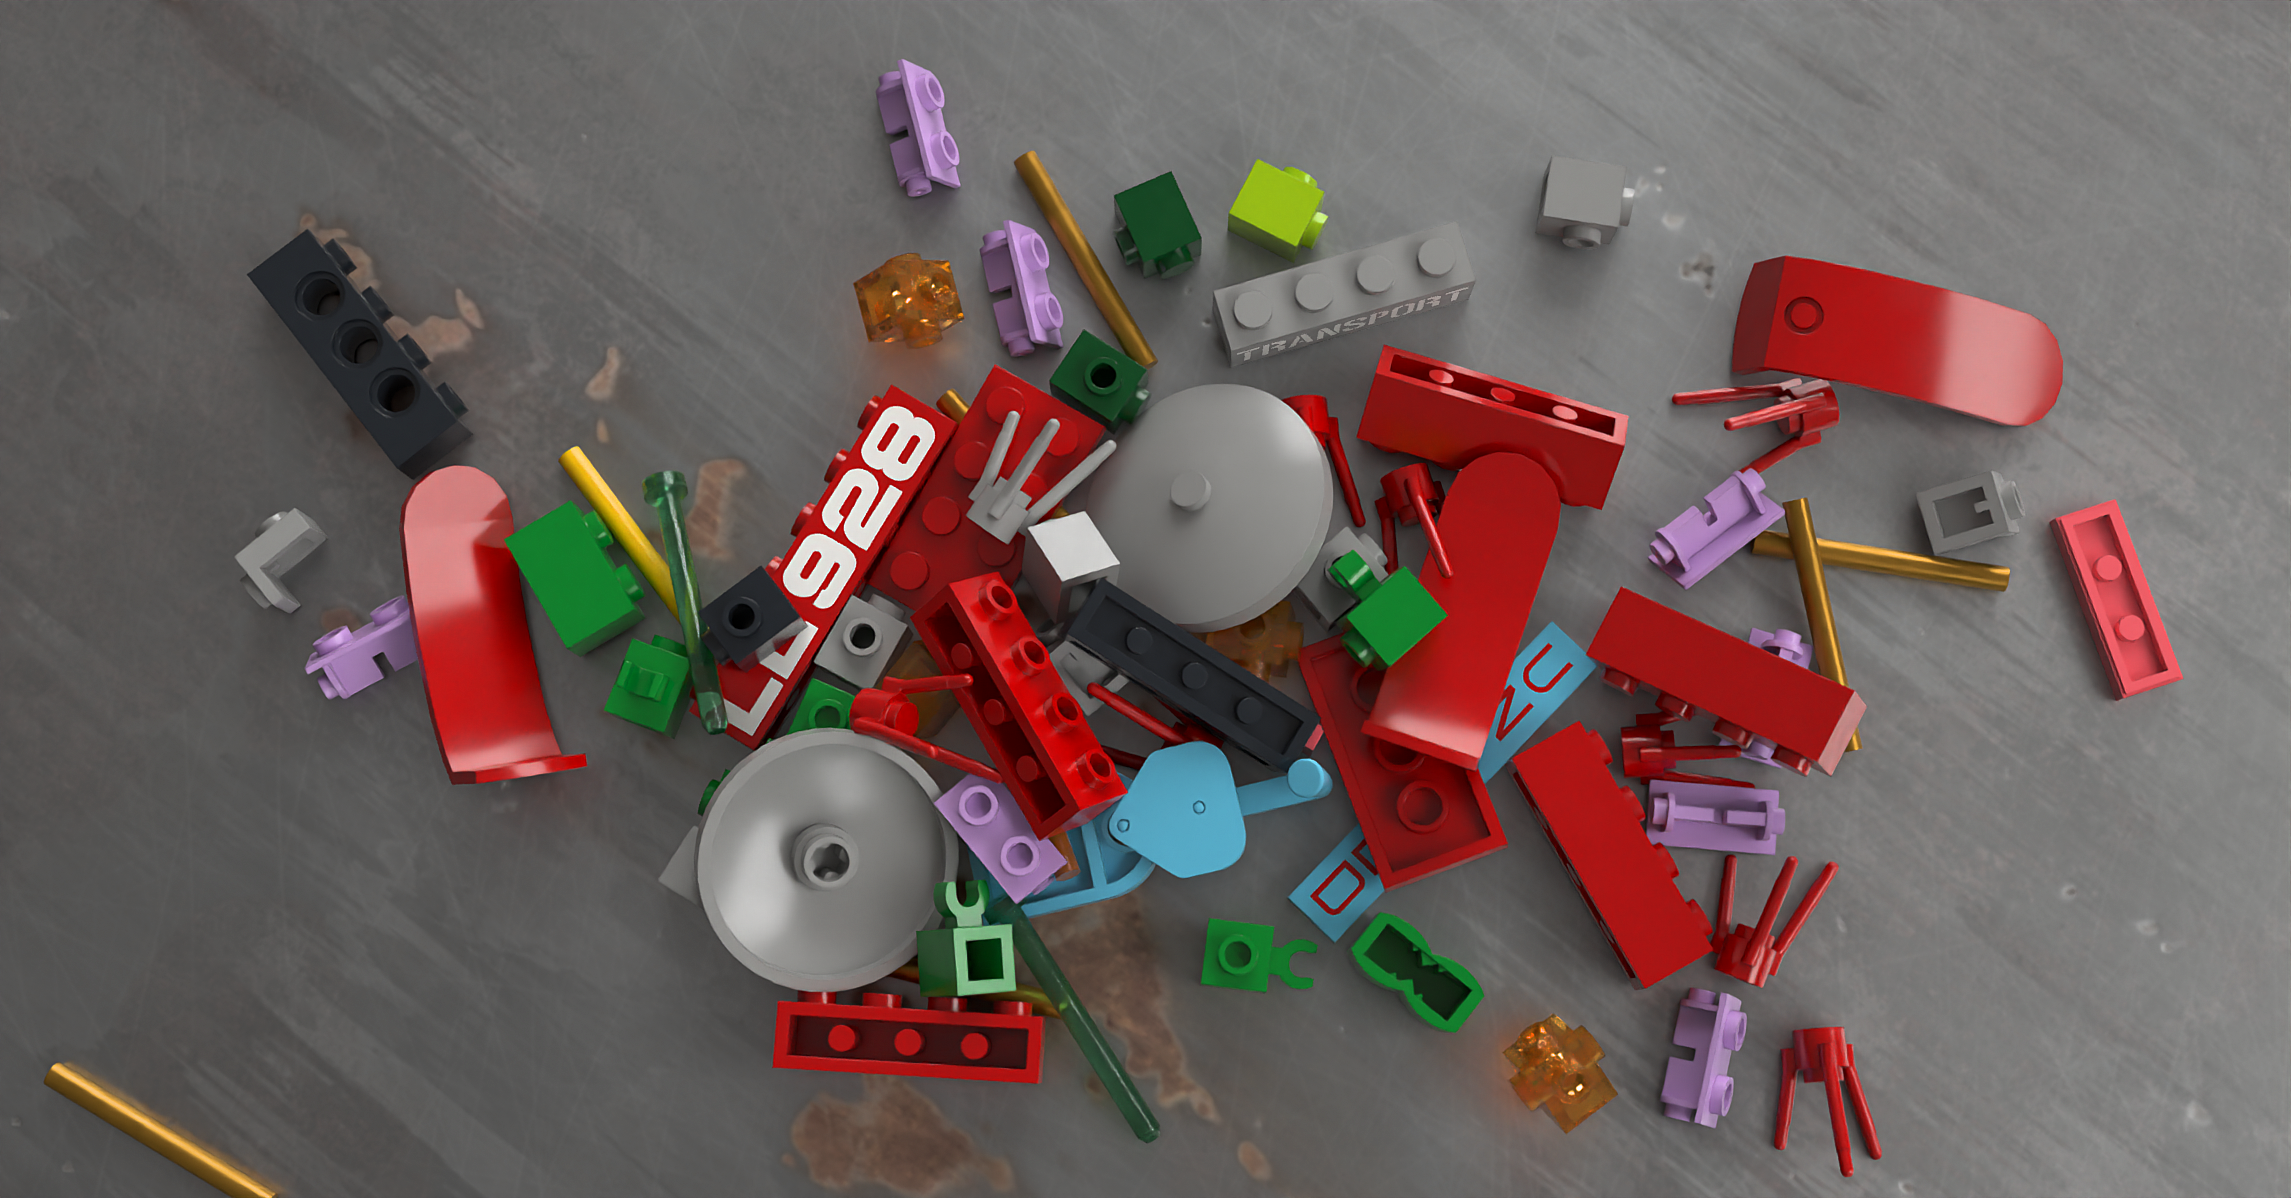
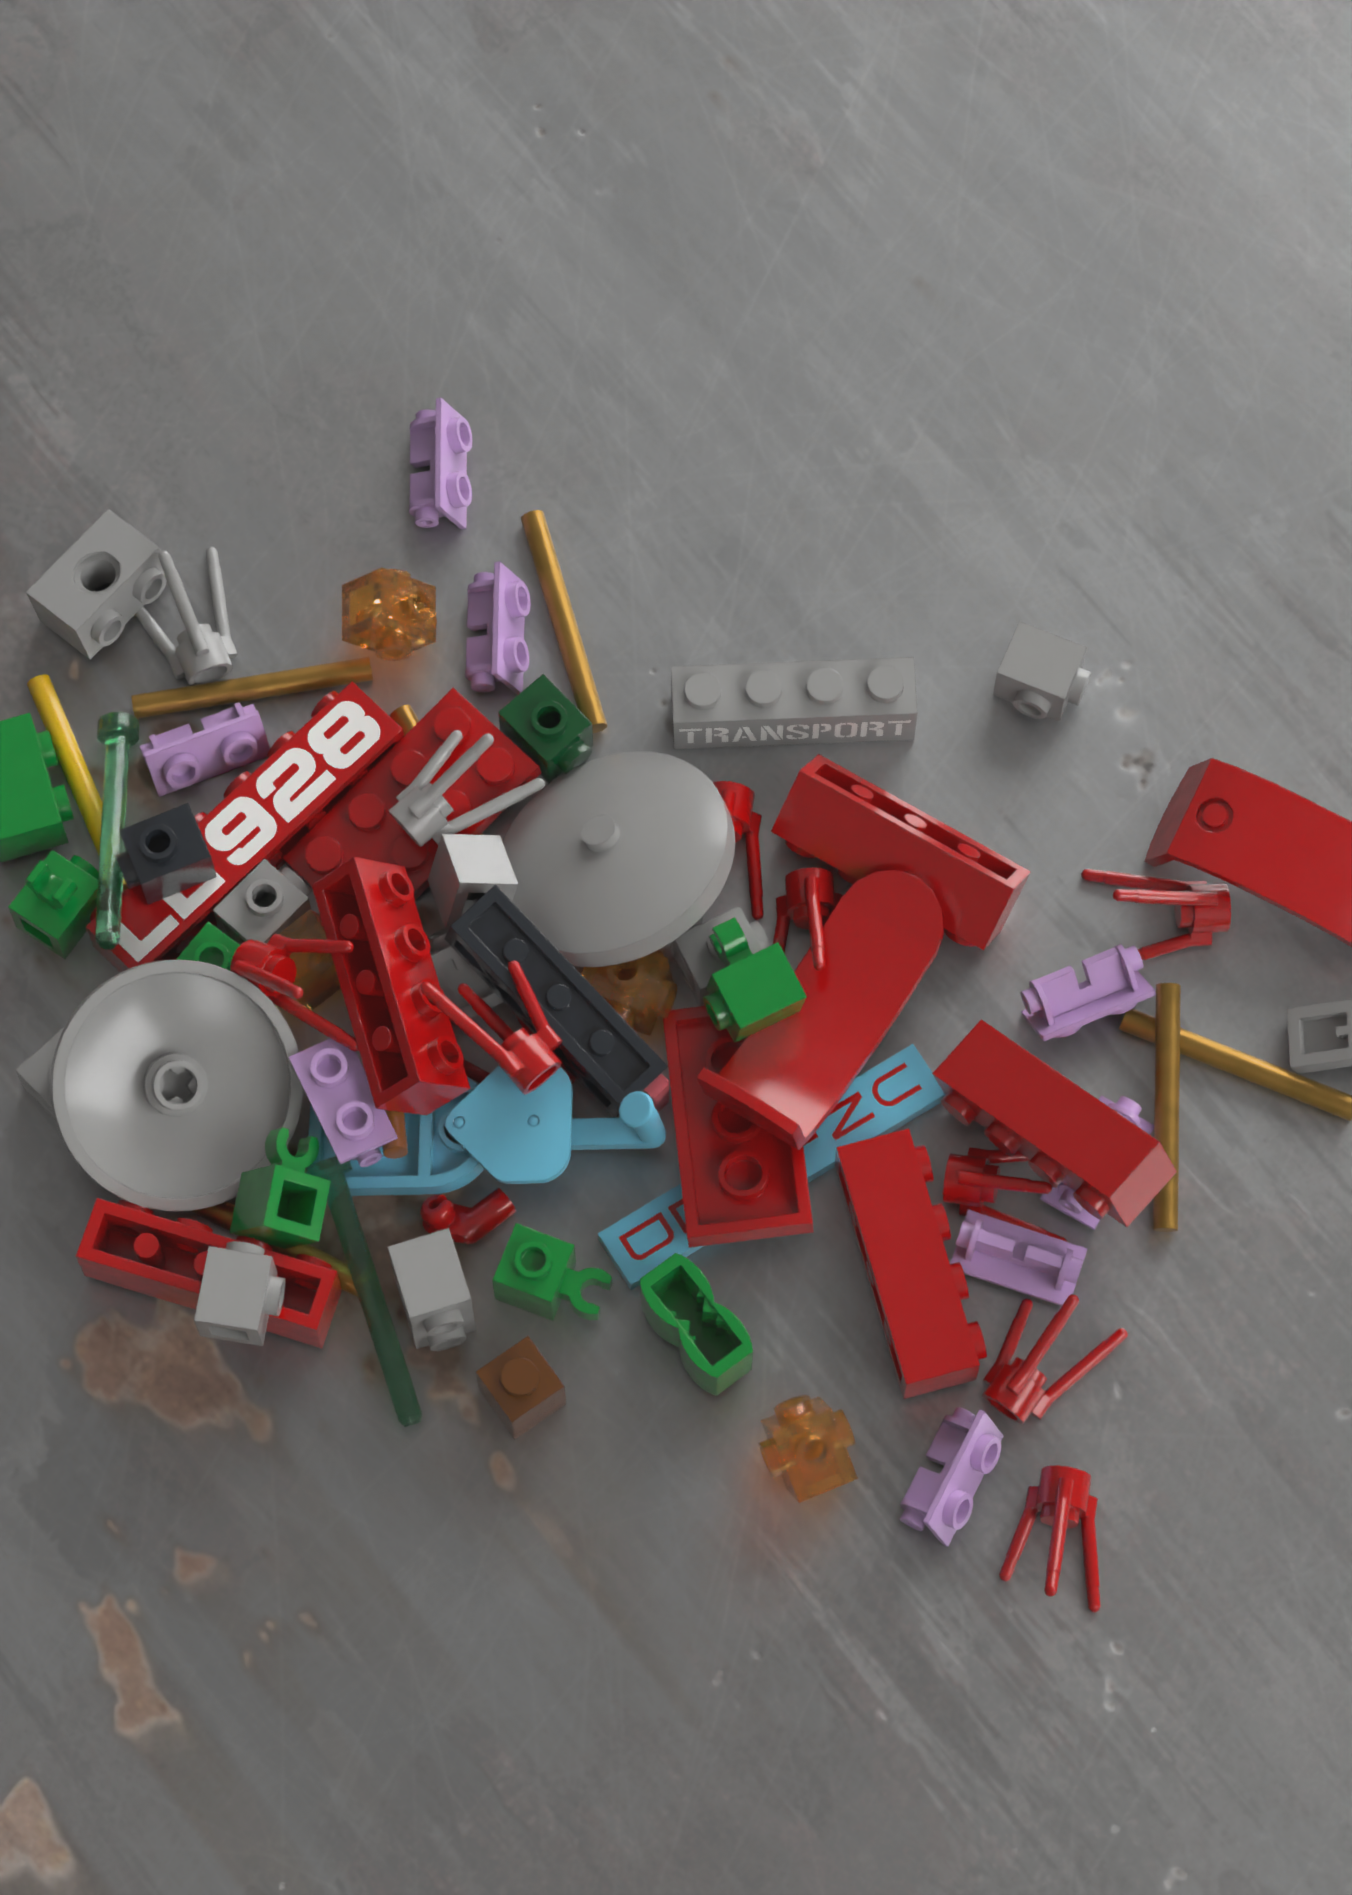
camera: 10 degrees right, 10 degrees down
(600, 307) = (103, 555): none -> light grey brick
(728, 385) = (201, 653): none -> light grey plant
(782, 471) = (185, 758): none -> lavender hinge
(788, 408) = (252, 687): none -> pearl gold bar
(951, 1073) = (238, 1294): none -> light grey brick
(1143, 1008) = (433, 1290): none -> light grey brick
(1150, 918) = (466, 1223): none -> red arm
(1156, 228) = (636, 604): dark green brick -> none
(1174, 752) = (522, 1056): none -> red plant
(1255, 1080) = (521, 1387): none -> reddish brown brick
(1278, 210) = (754, 614): lime brick -> none

